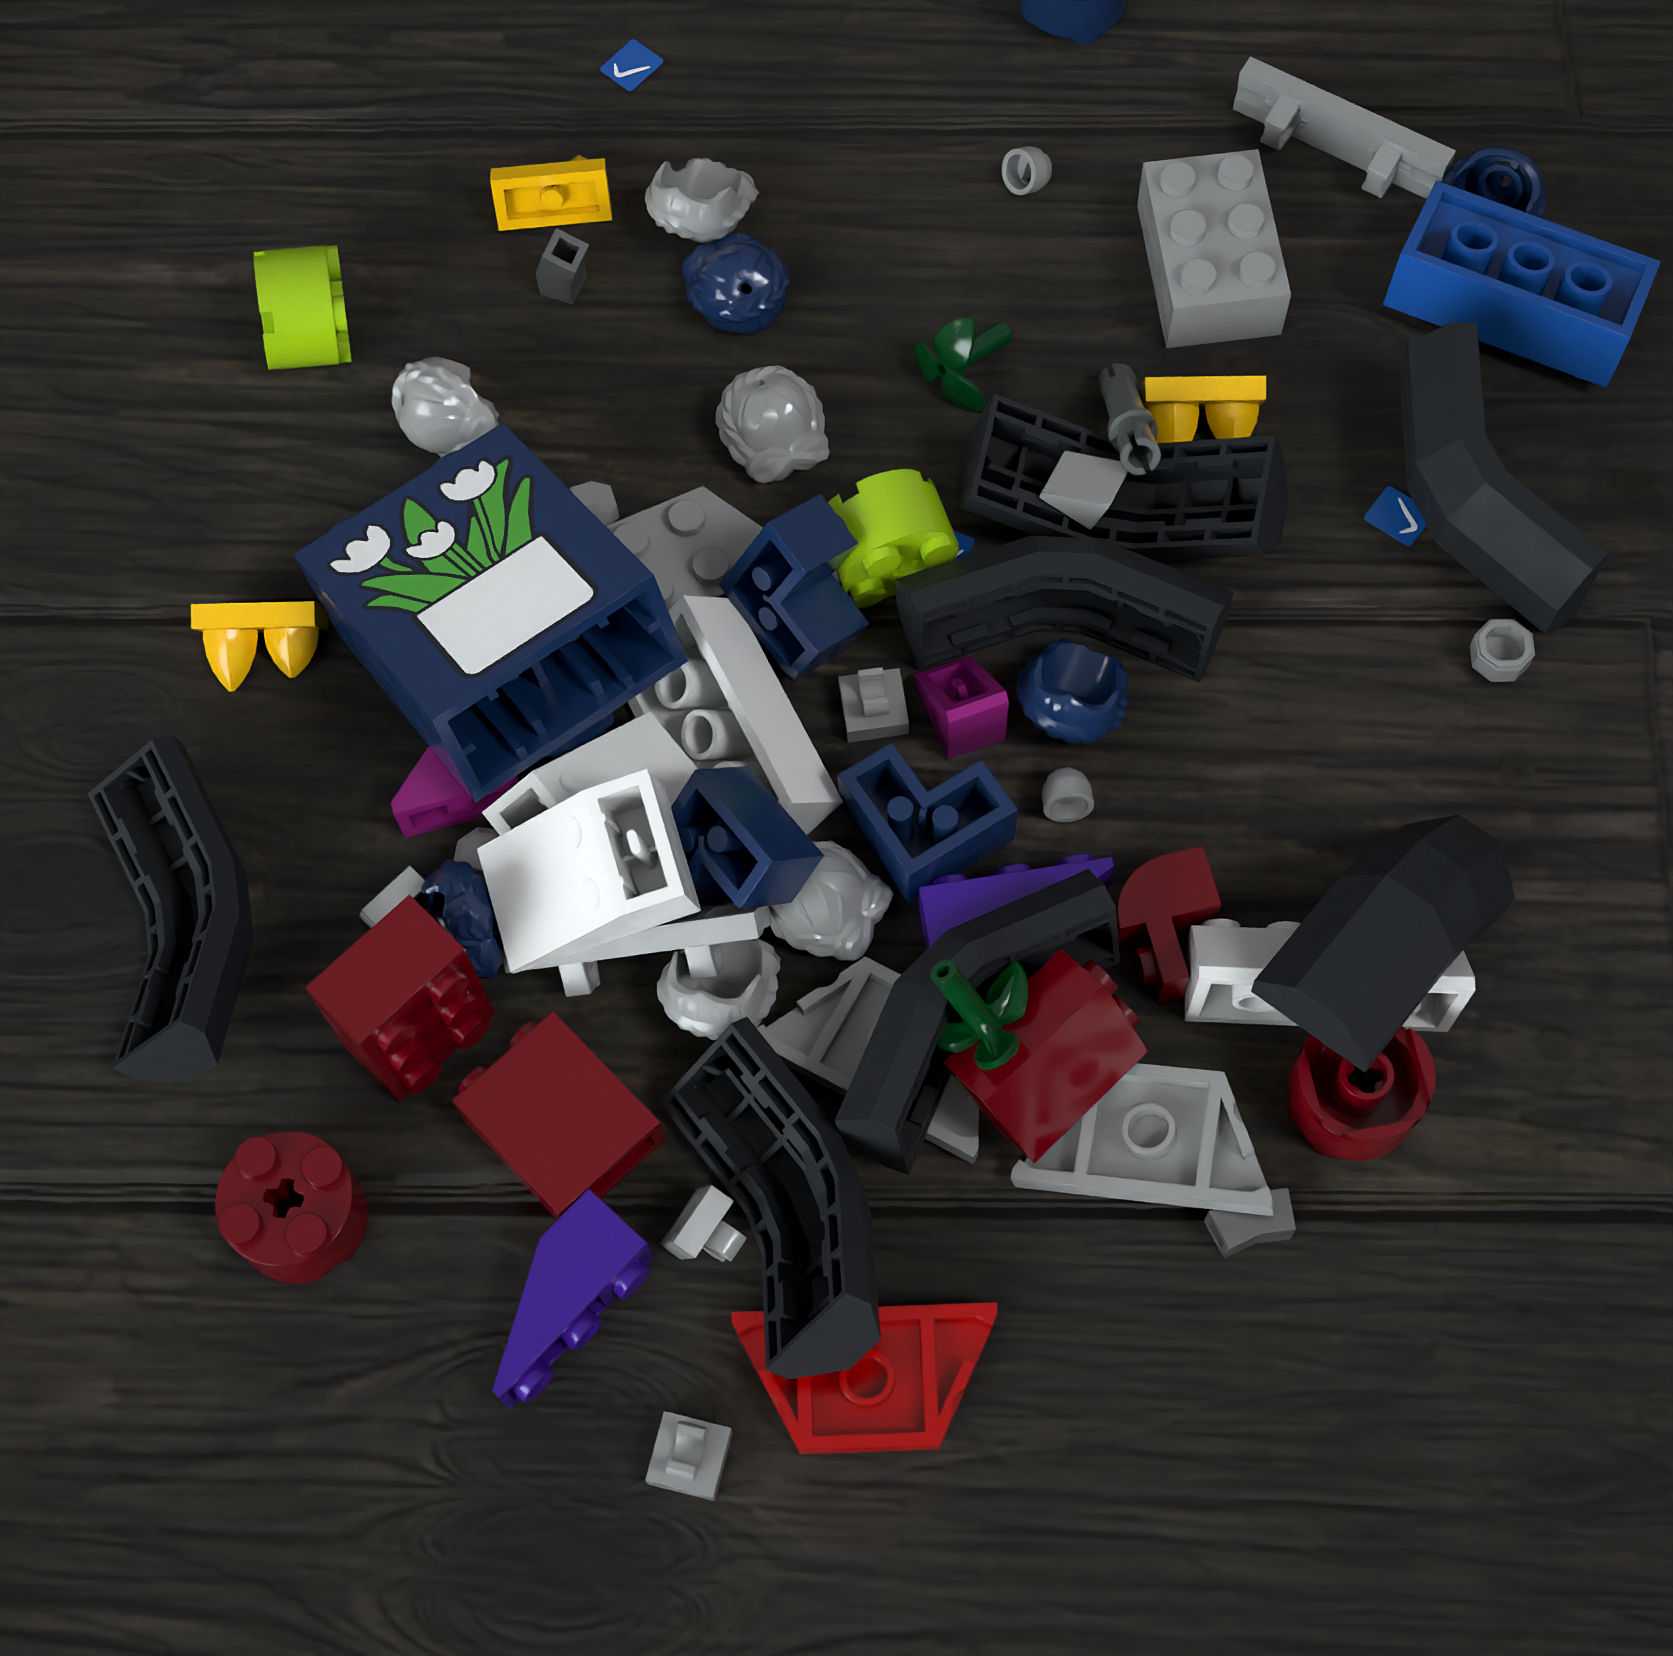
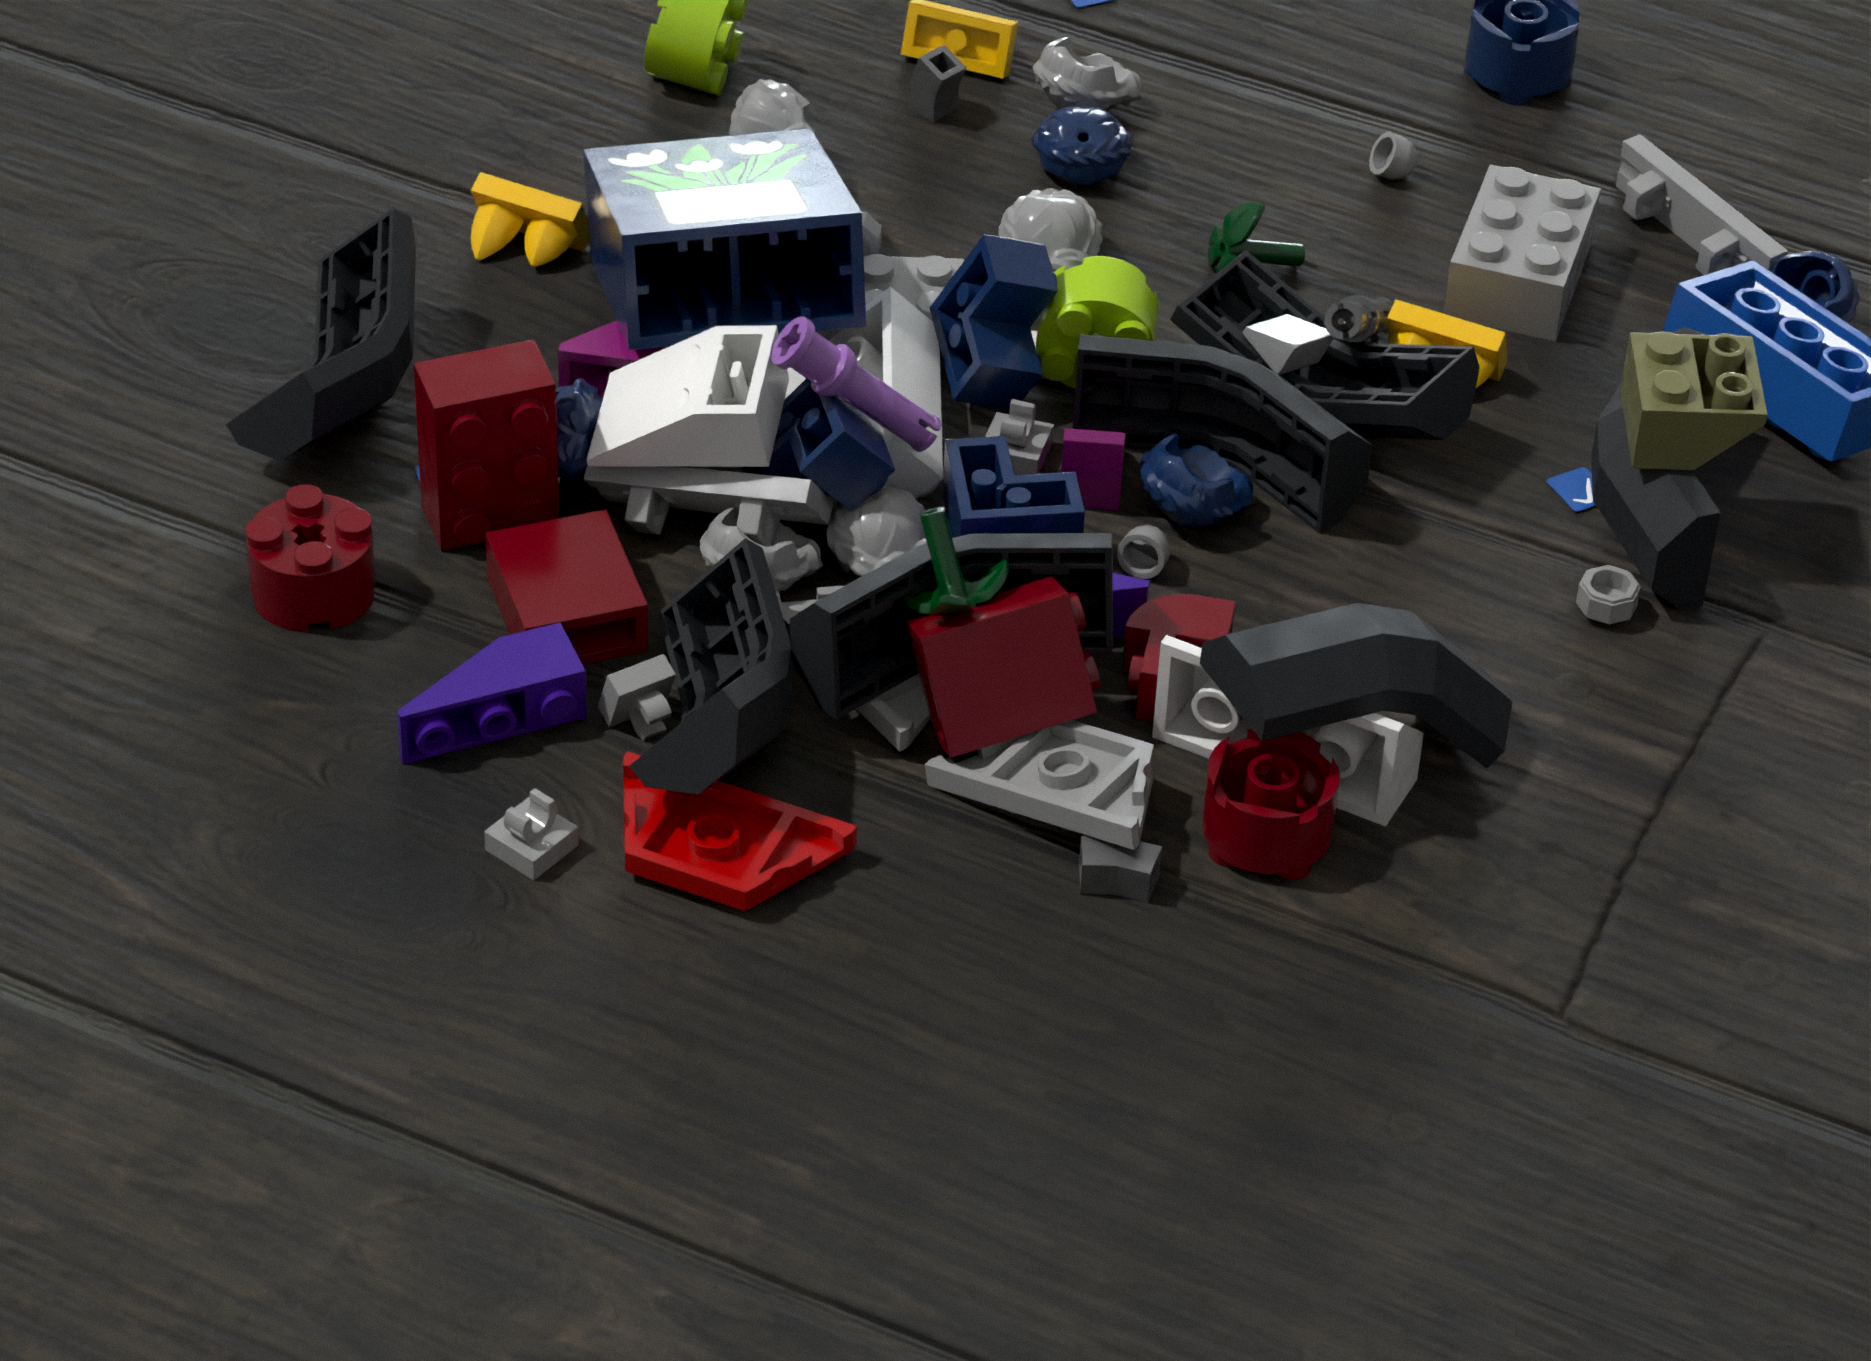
camera: 20 degrees right, 25 degrees down
(727, 788) = (836, 372): none -> medium lavender pin
(1532, 437) = (1689, 397): none -> olive slope

